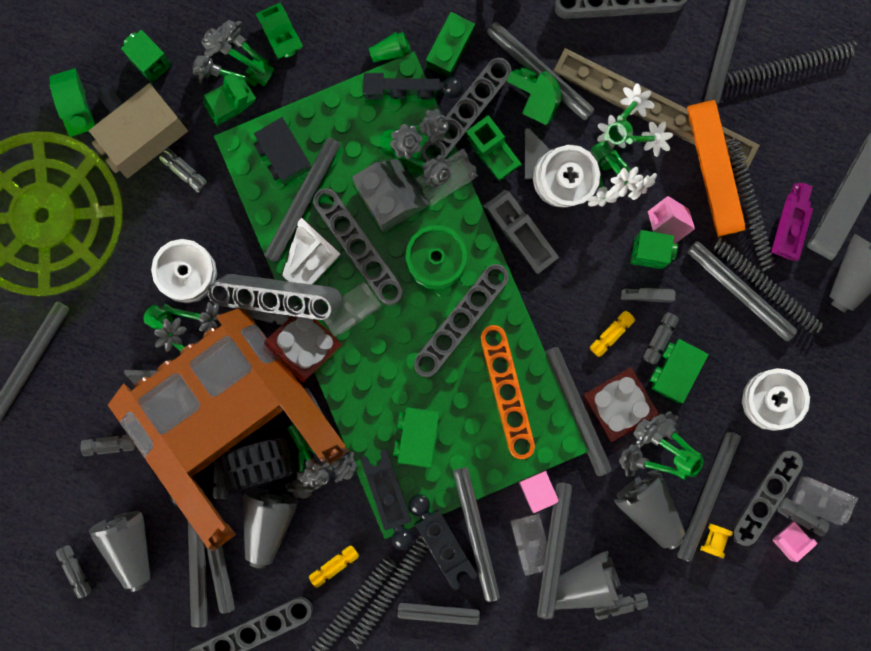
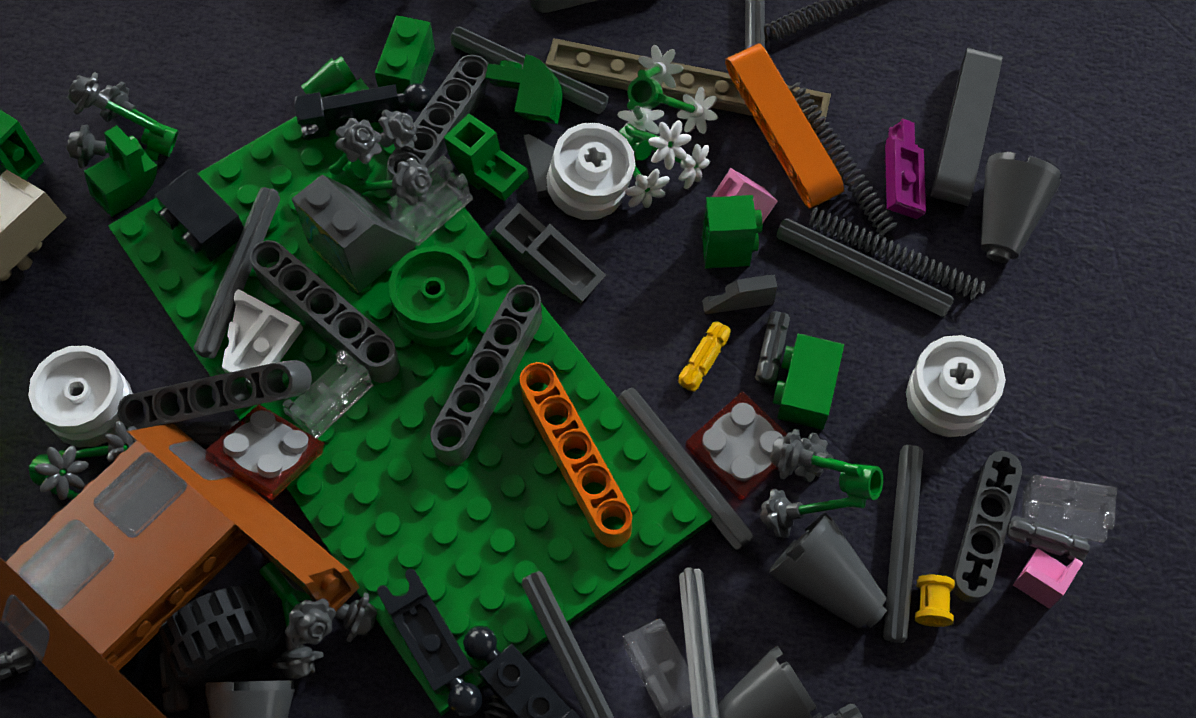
camera: 10 degrees left, 20 degrees down
(182, 169) = (69, 276): dark grey axle -> none
(279, 31) = (179, 87): green brick -> none
(417, 437) = (457, 544): green brick -> none
(538, 492) = (654, 586): bright pink panel -> none

